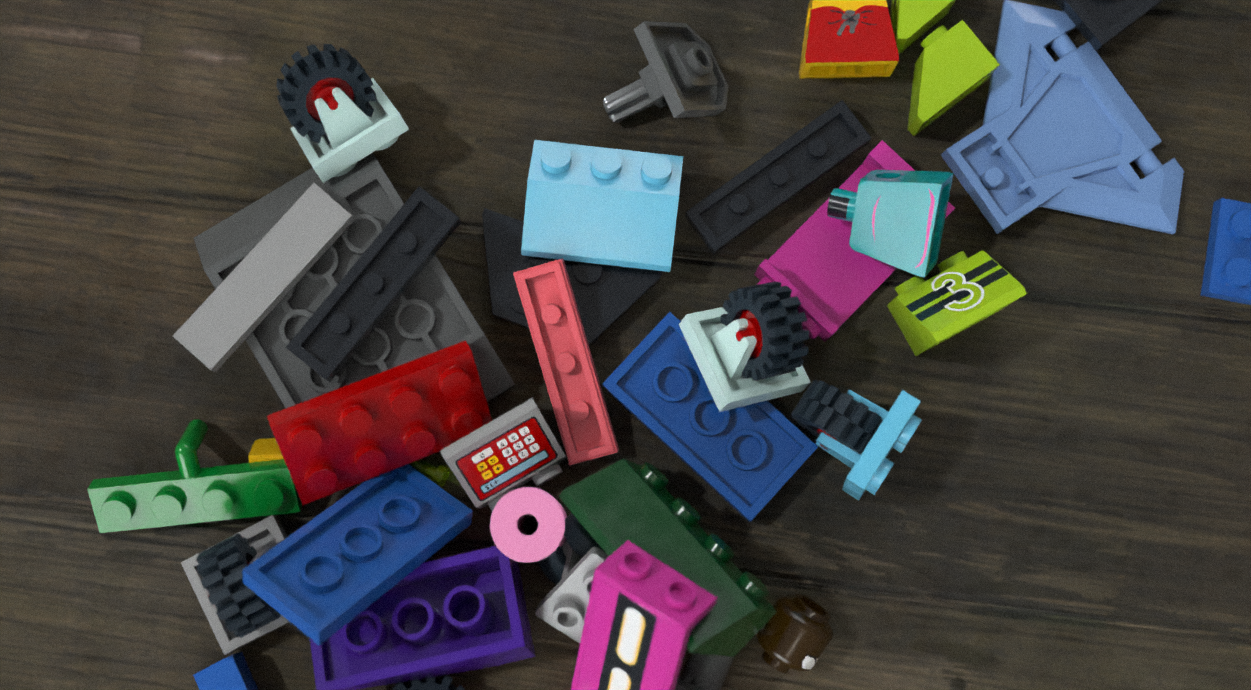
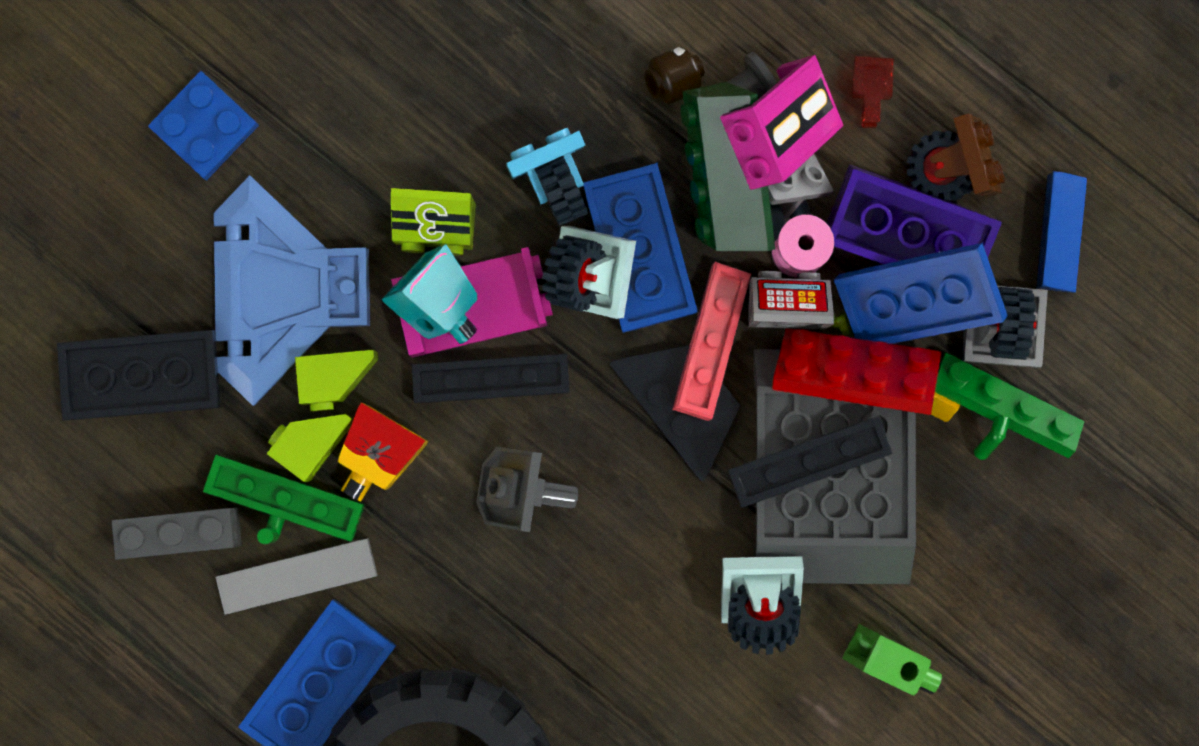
camera: 145 degrees left, 5 degrees up
(164, 138) = (891, 662): none -> bright green torso
(264, 277) = (878, 513): light grey tile -> none
(601, 205) = (624, 428): medium azure slope -> none

